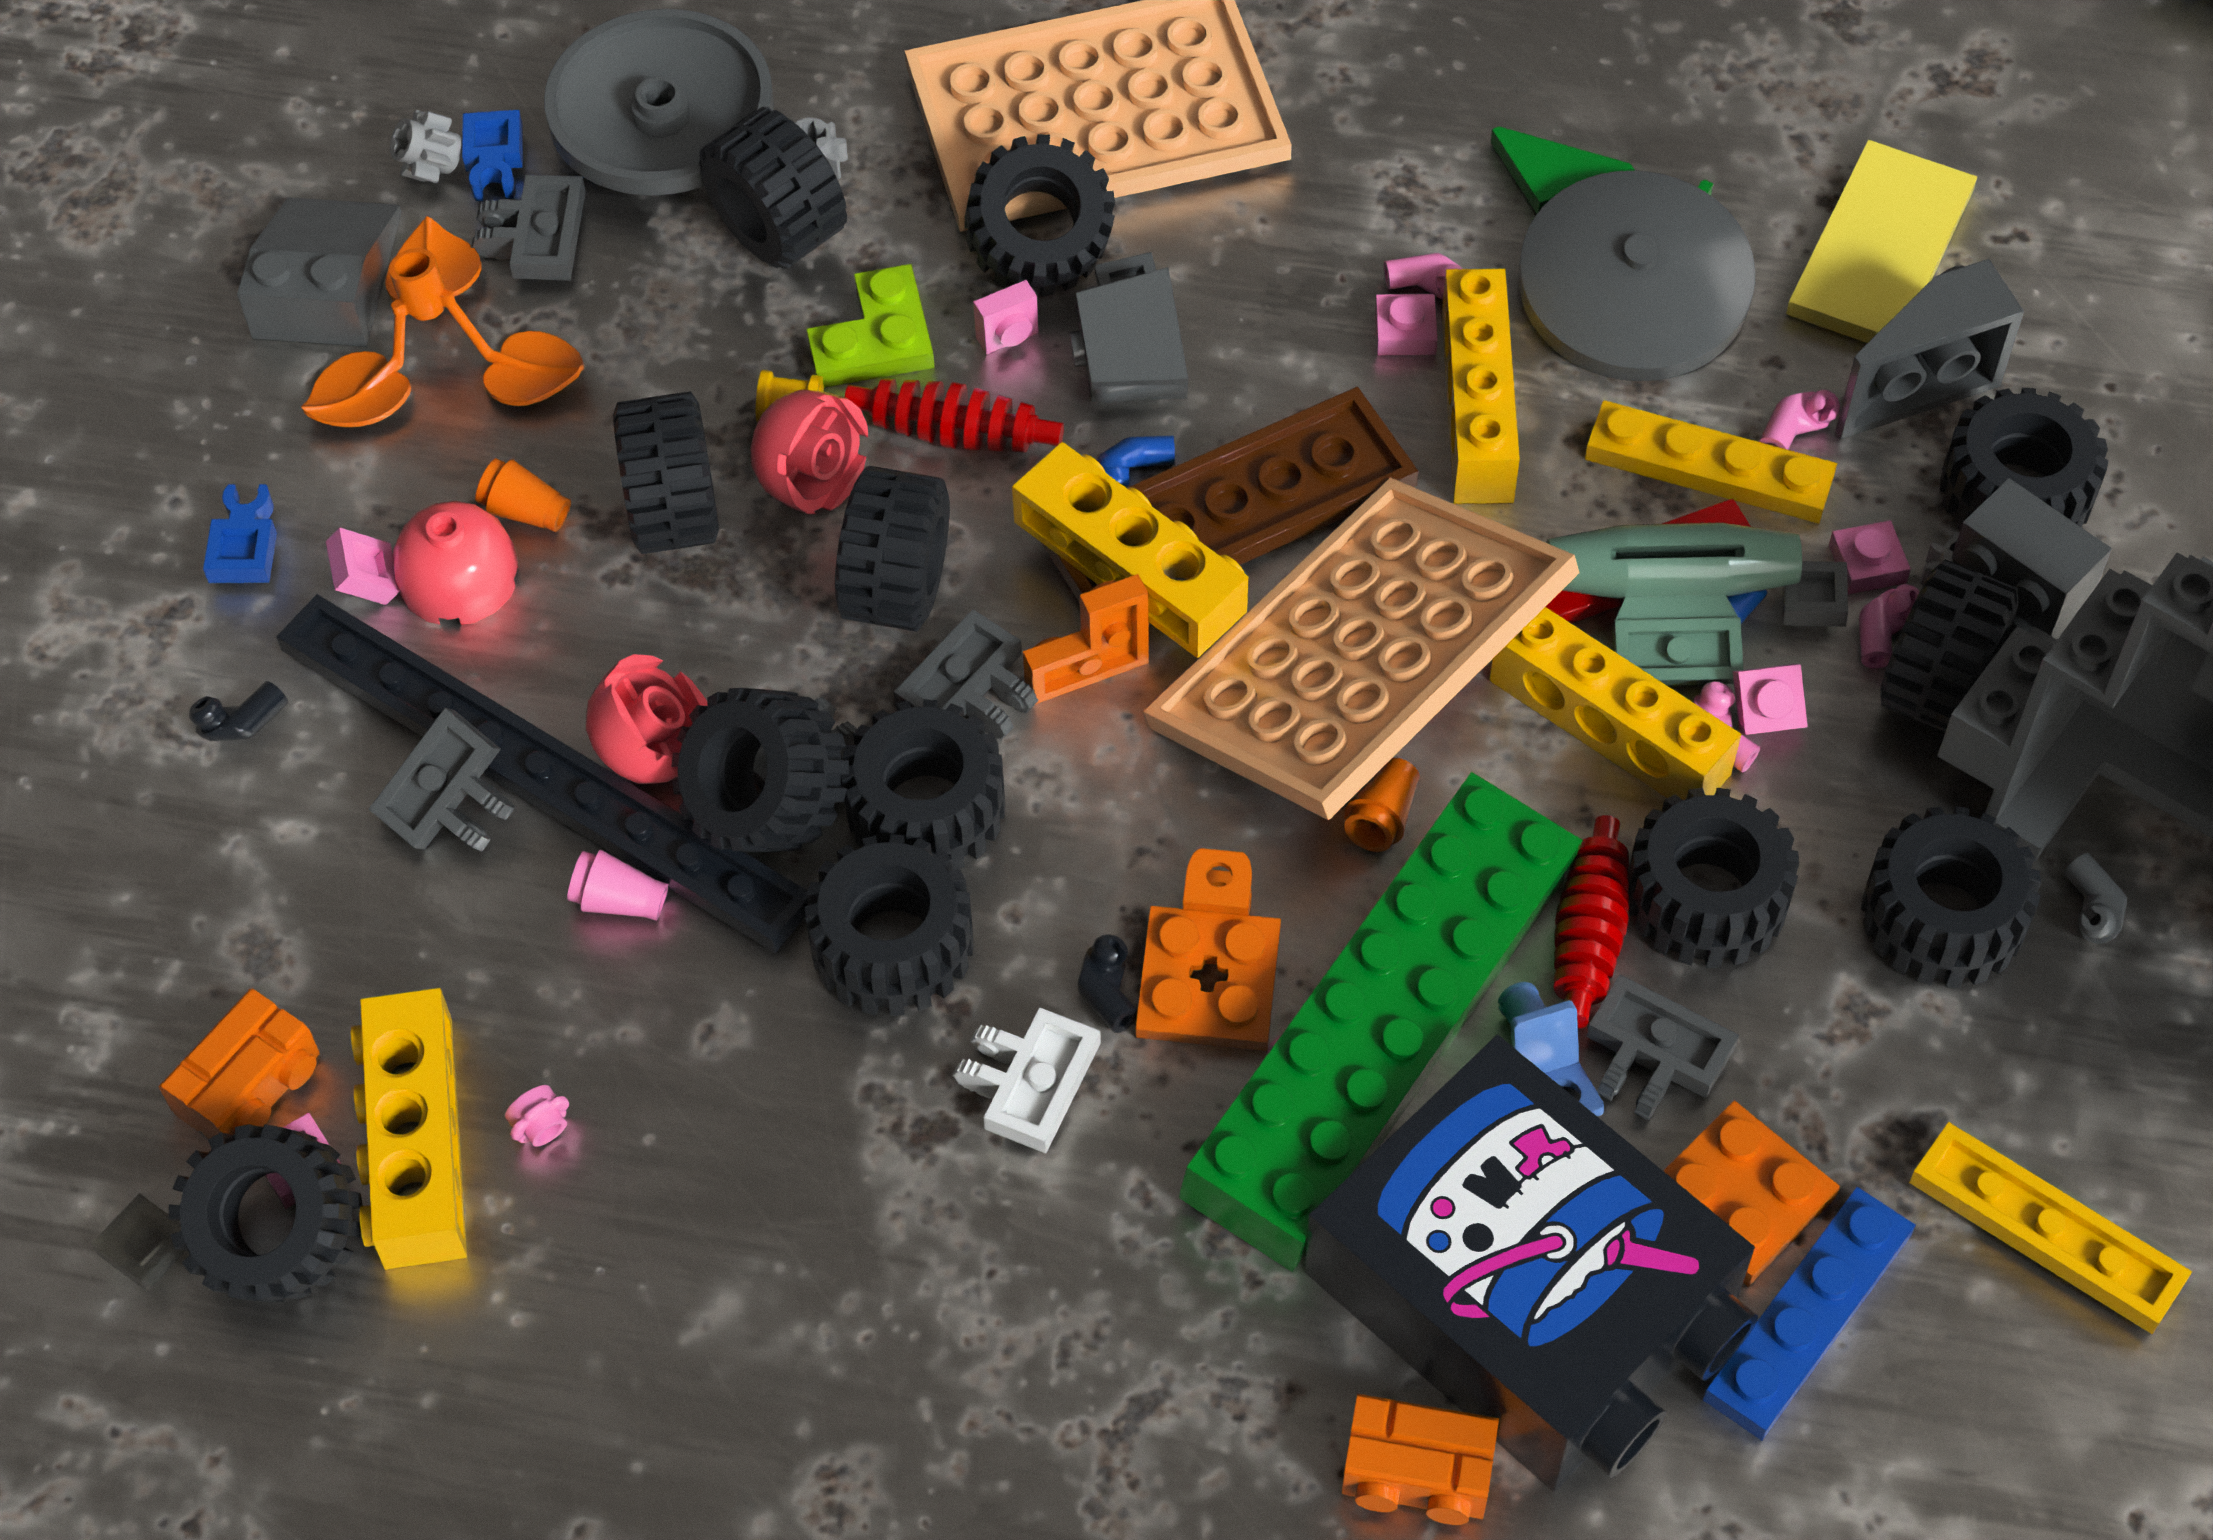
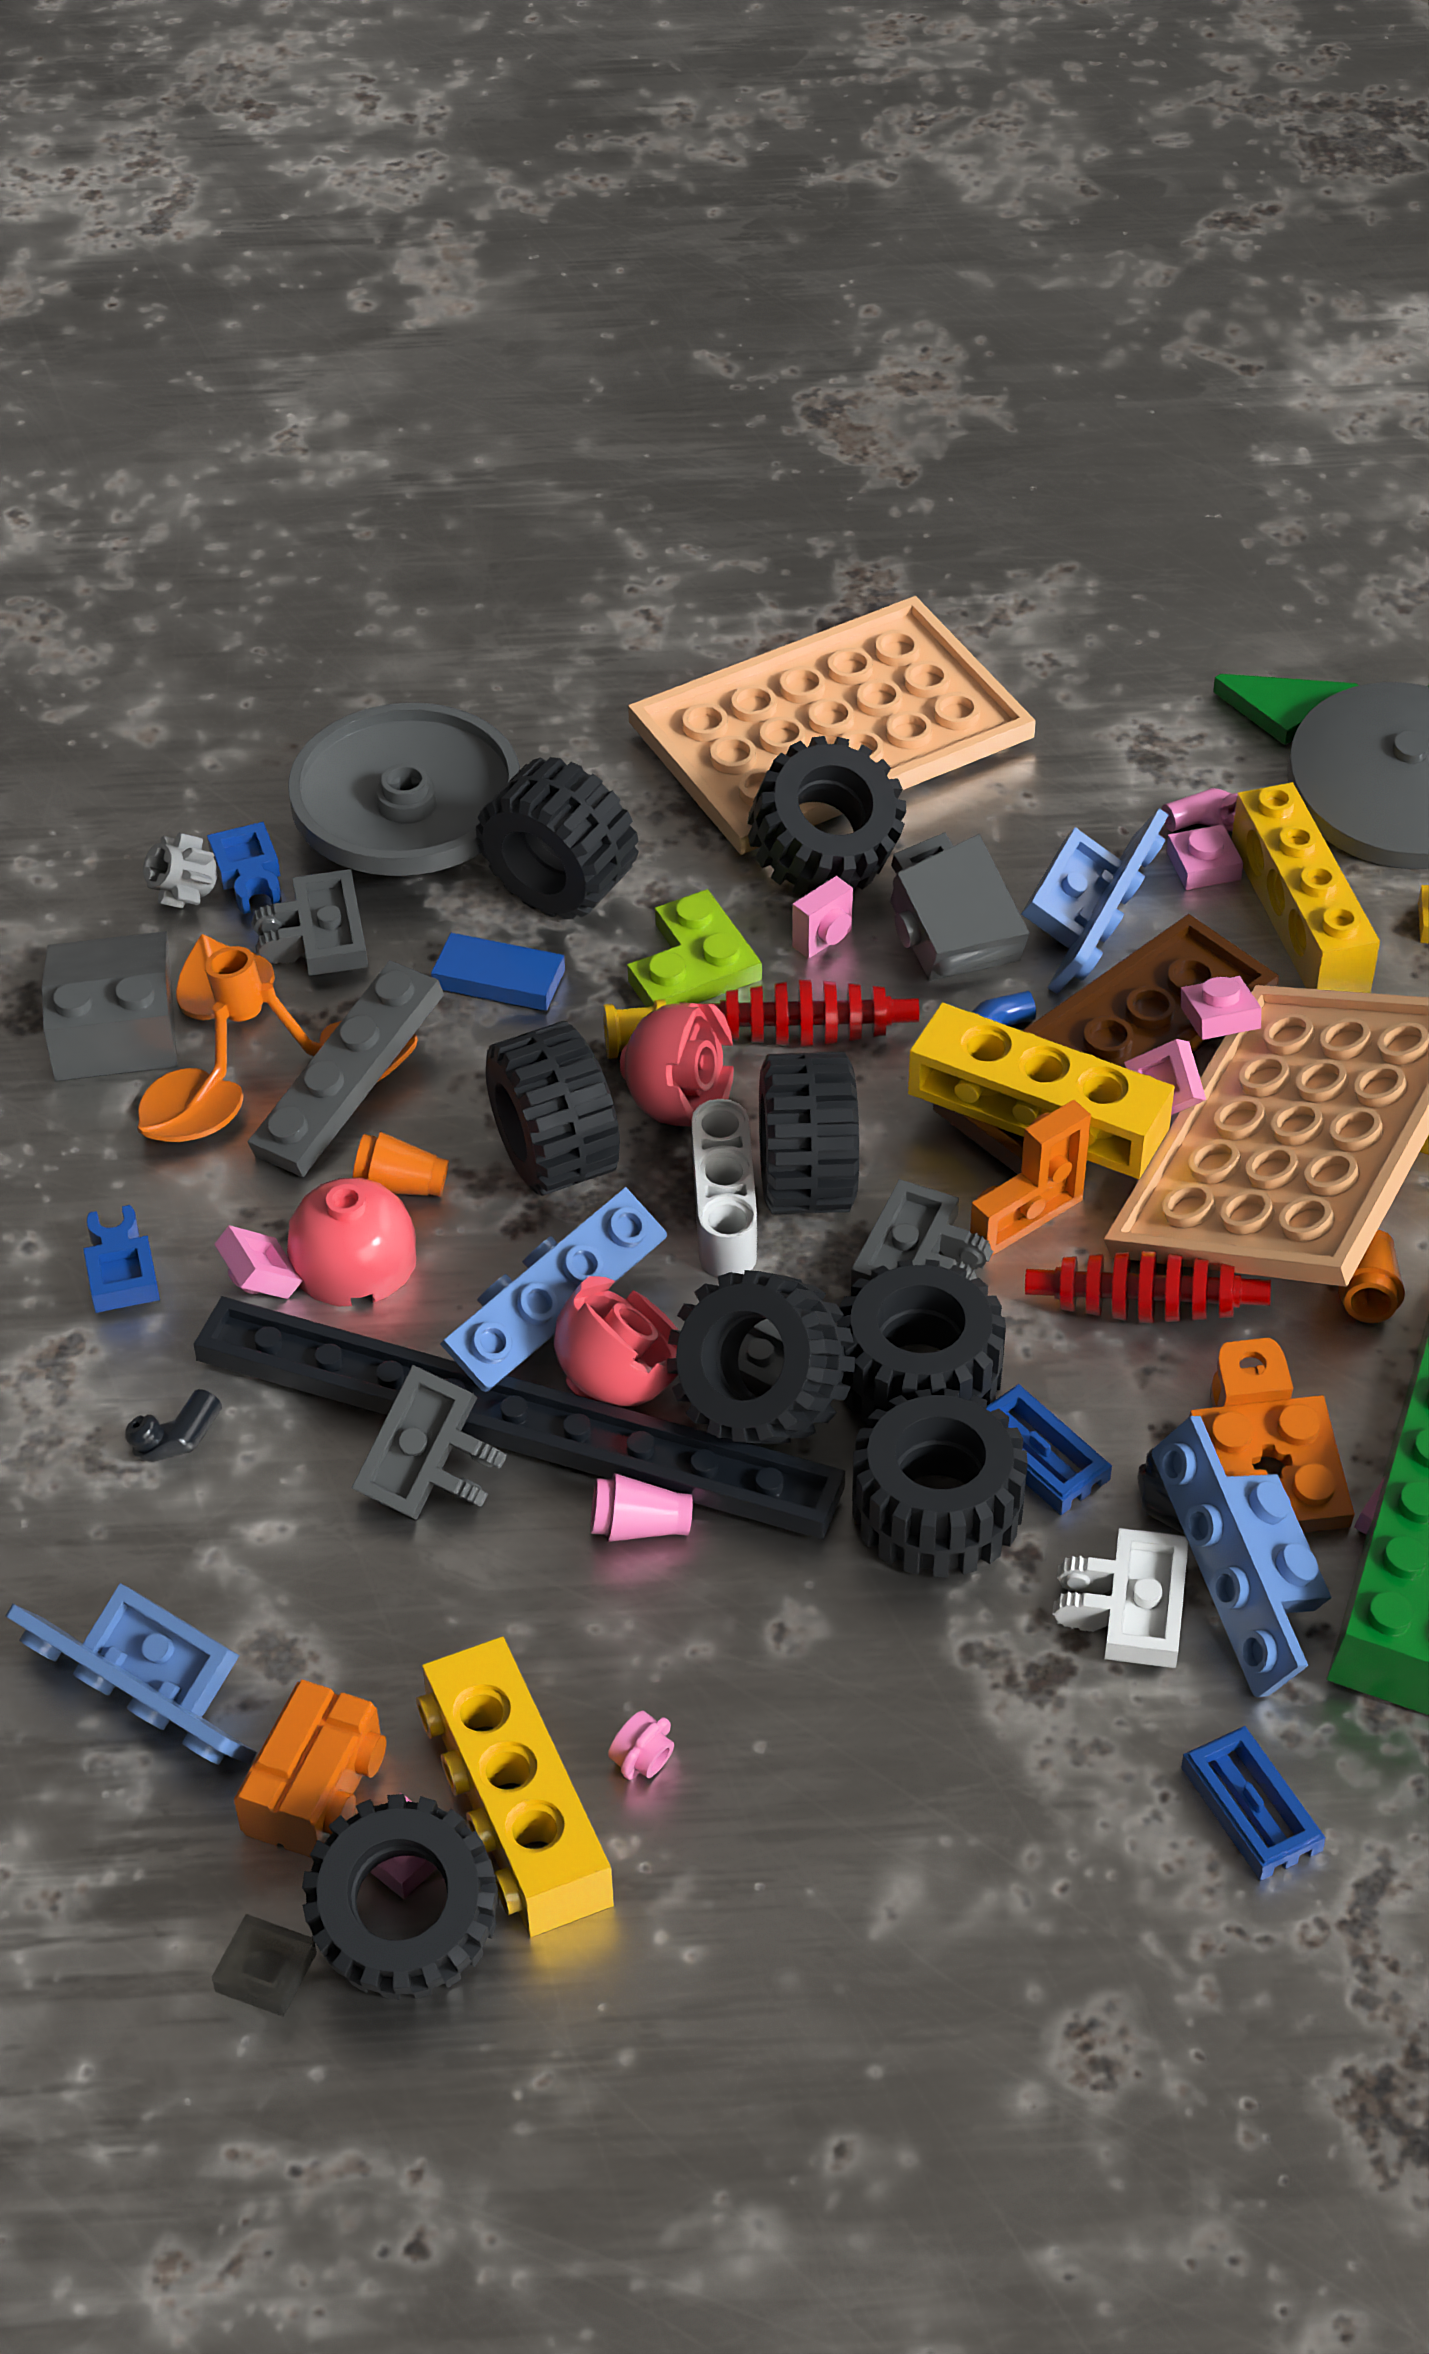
camera: 15 degrees left, 10 degrees down
(136, 936) = (152, 1657): none -> medium blue bracket
(507, 385) = (346, 1068): none -> dark grey plate
(576, 664) = (524, 1312): none -> medium blue bracket
(687, 310) = (499, 971): none -> blue tile
(803, 605) = (724, 1187): none -> white beam
(1026, 950) = (1045, 1470): none -> blue tile
(1076, 1350) = (1281, 1850): none -> blue tile
(1145, 1059) = (1246, 1552): none -> medium blue bracket
(1162, 770) = (1147, 1287): none -> red piece
(1263, 559) = (1176, 1066): none -> bright pink plate
(1264, 337) = (1082, 893): none -> medium blue bracket
(1341, 496) = (1220, 1007): none -> bright pink plate

